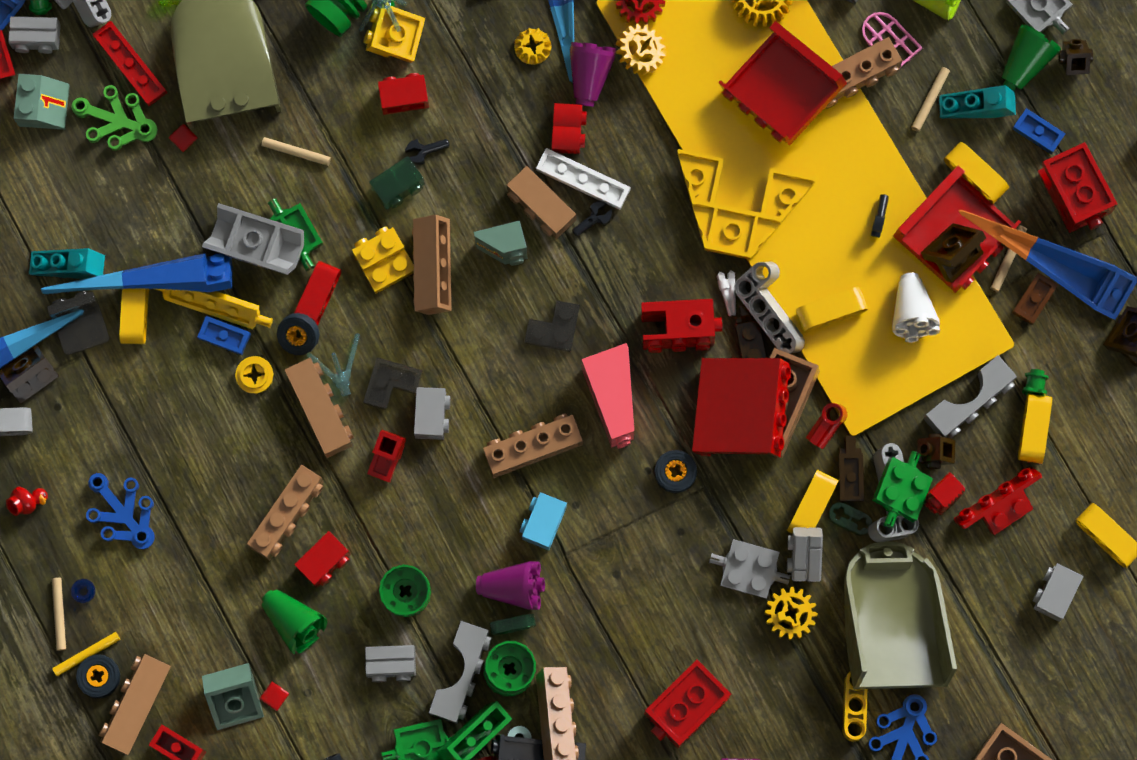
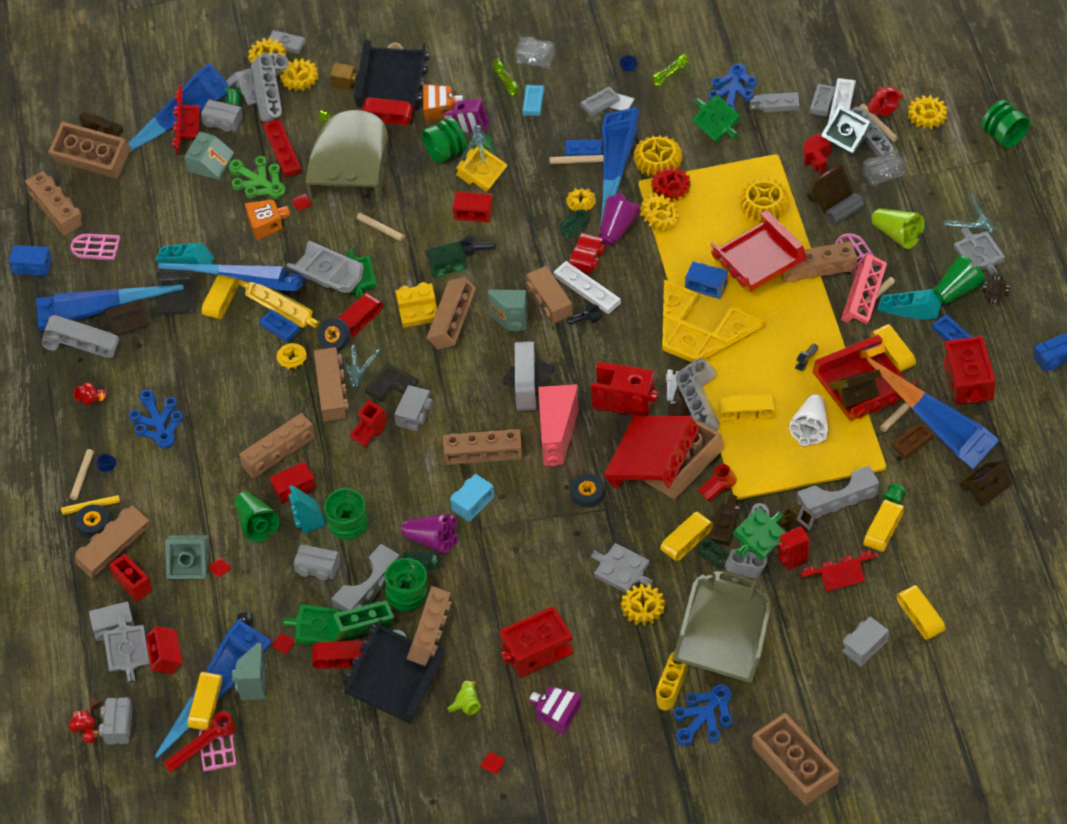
camera: 20 degrees right, 25 degrees down
(148, 177) = (265, 217): none -> orange torso
(357, 601) = (305, 511): none -> teal slope
(531, 82) = (574, 223): none -> clear green beam
(552, 332) = (525, 376): none -> light grey beam
(728, 134) = (706, 280): none -> blue brick
(806, 554) = (668, 563): light grey brick -> none
(913, 95) = (860, 282): none -> coral fence
(957, 192) = (872, 351): none -> light orange tile

